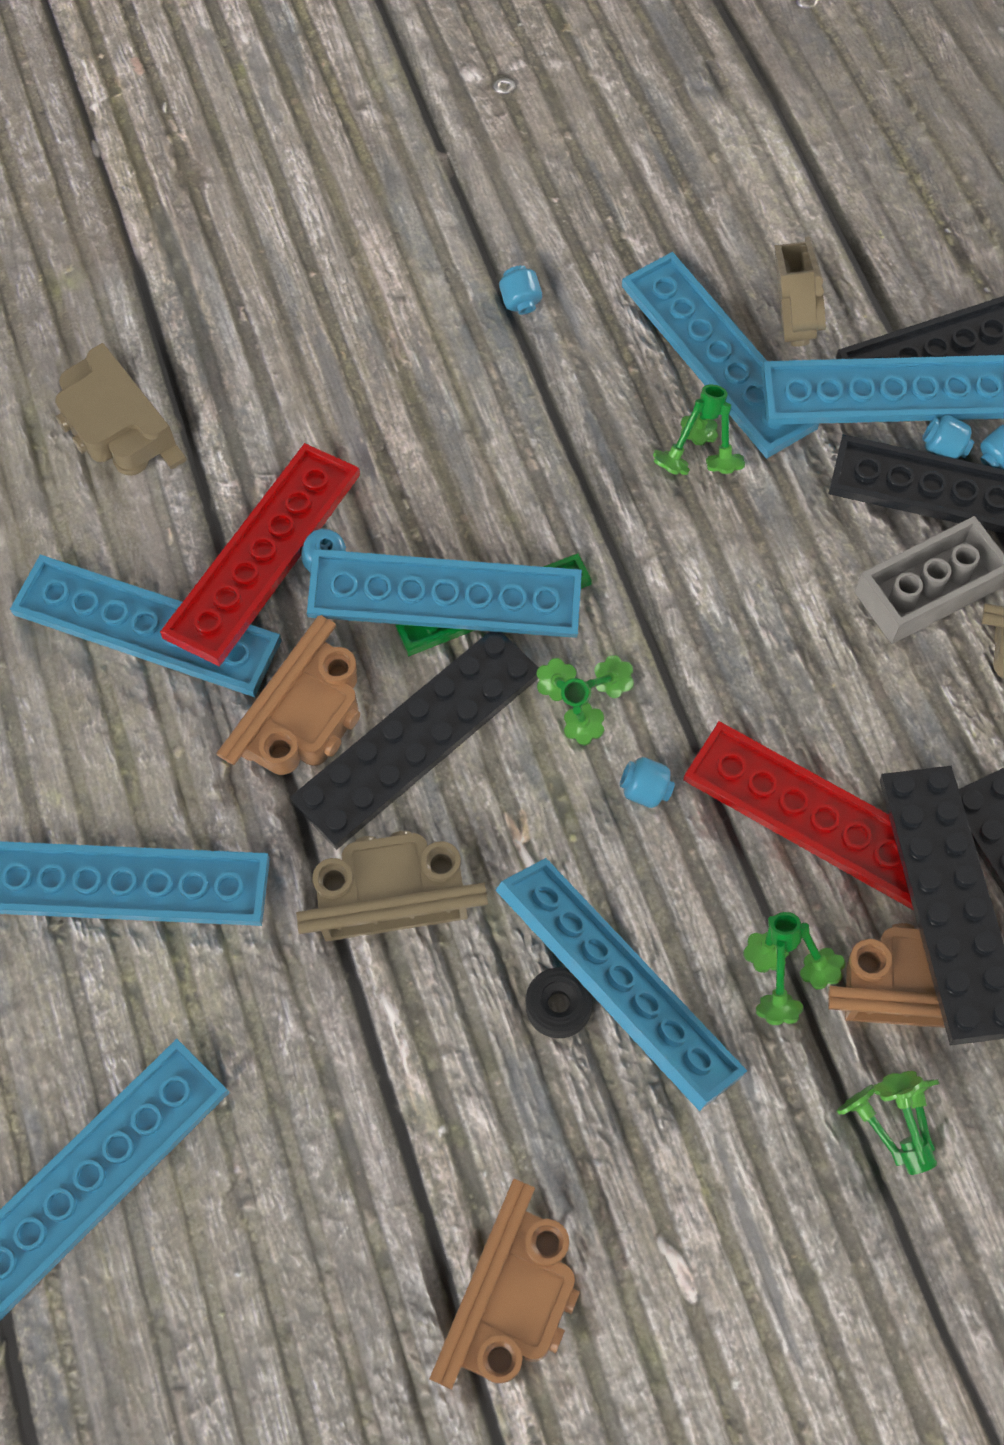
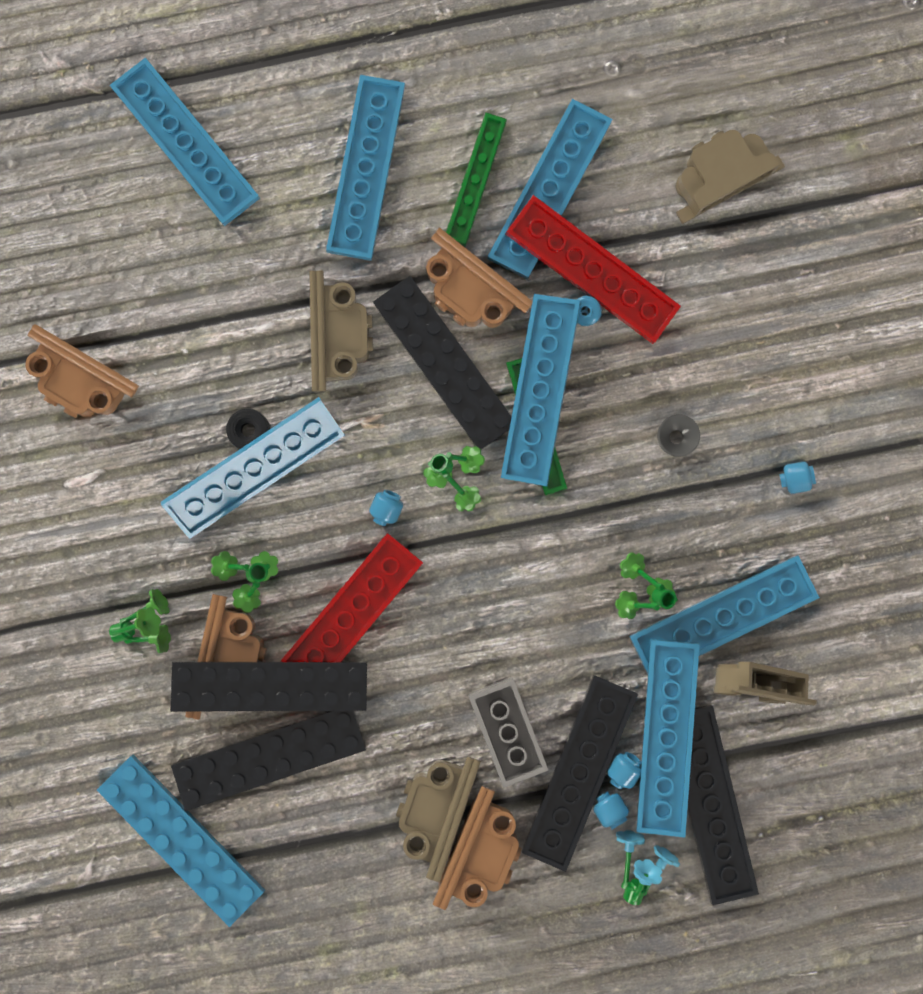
camera: 90 degrees right, 20 degrees up
(130, 727) = (476, 178): none -> green tile
(485, 415) = (689, 431): none -> dark grey piece

